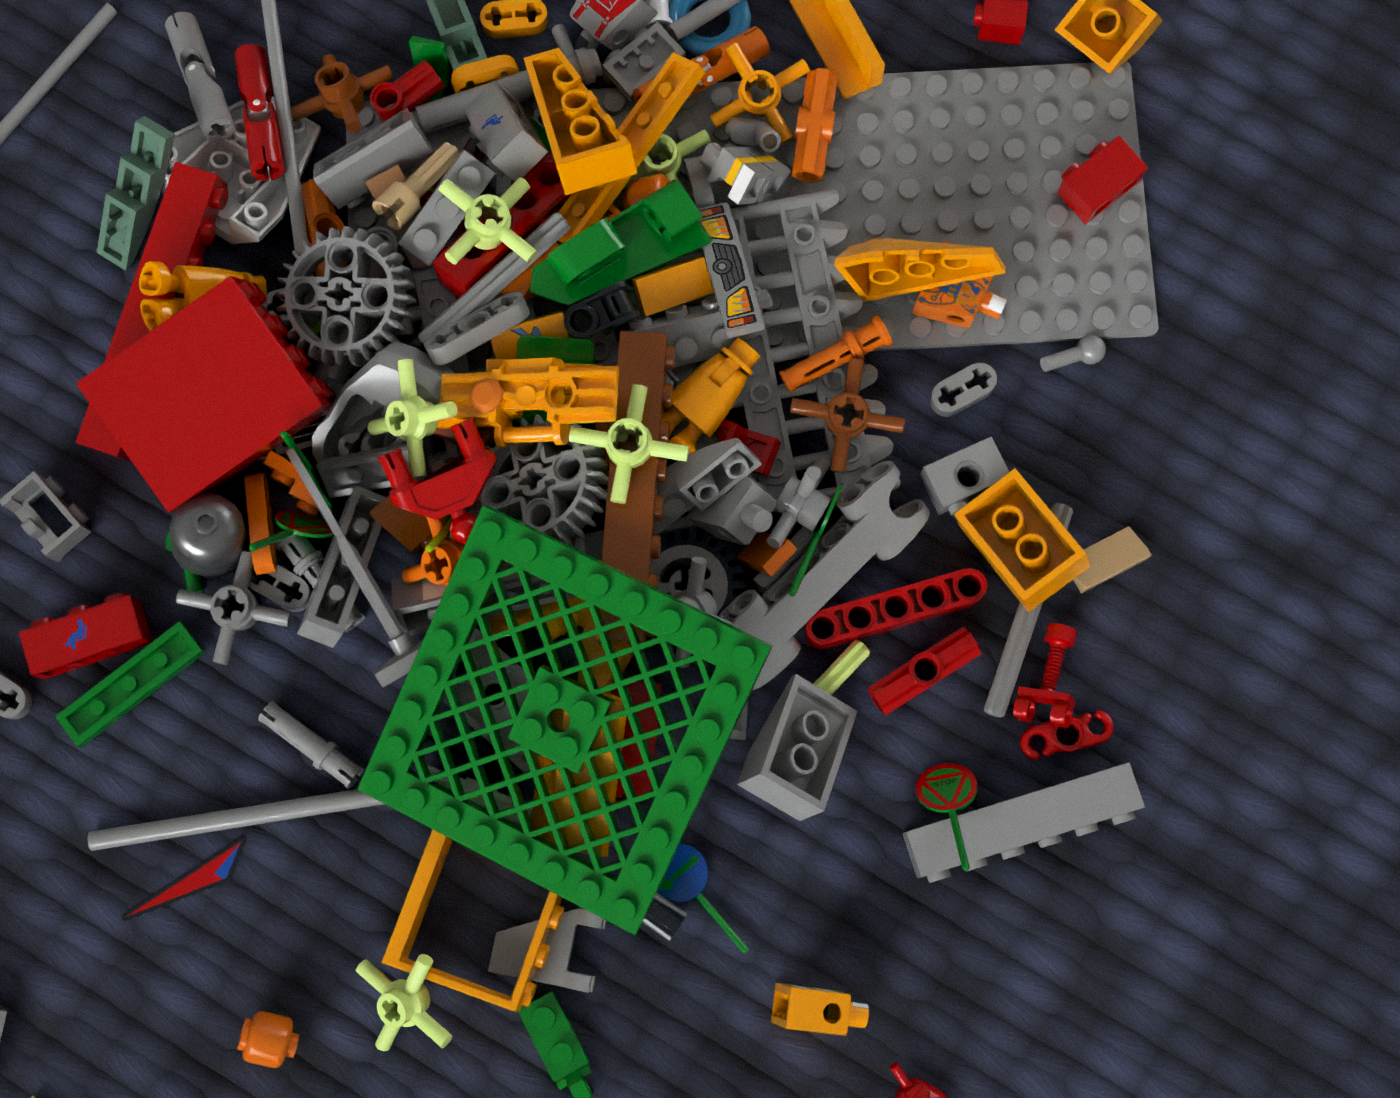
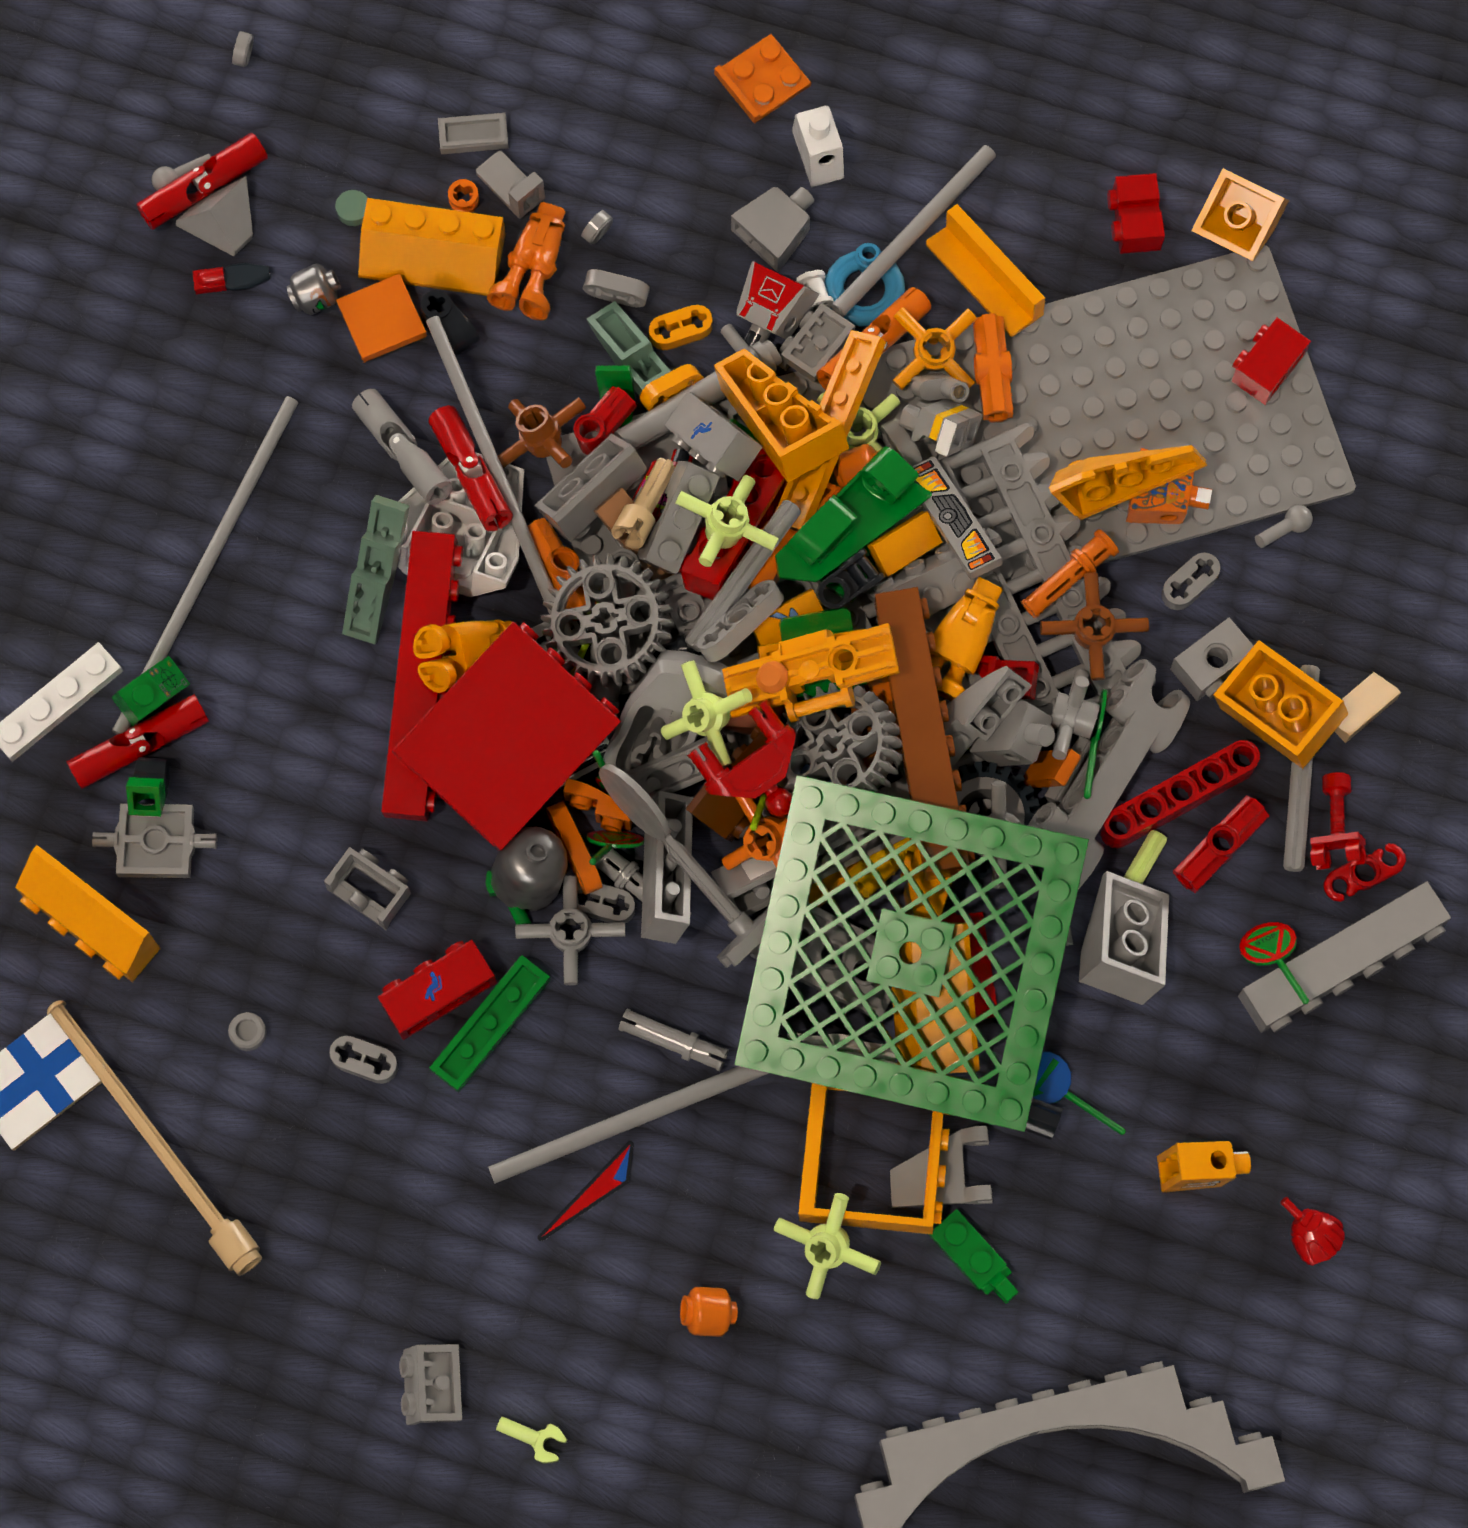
camera: 15 degrees left, 5 degrees down
(619, 433) = (914, 704): yellowish green bar -> none

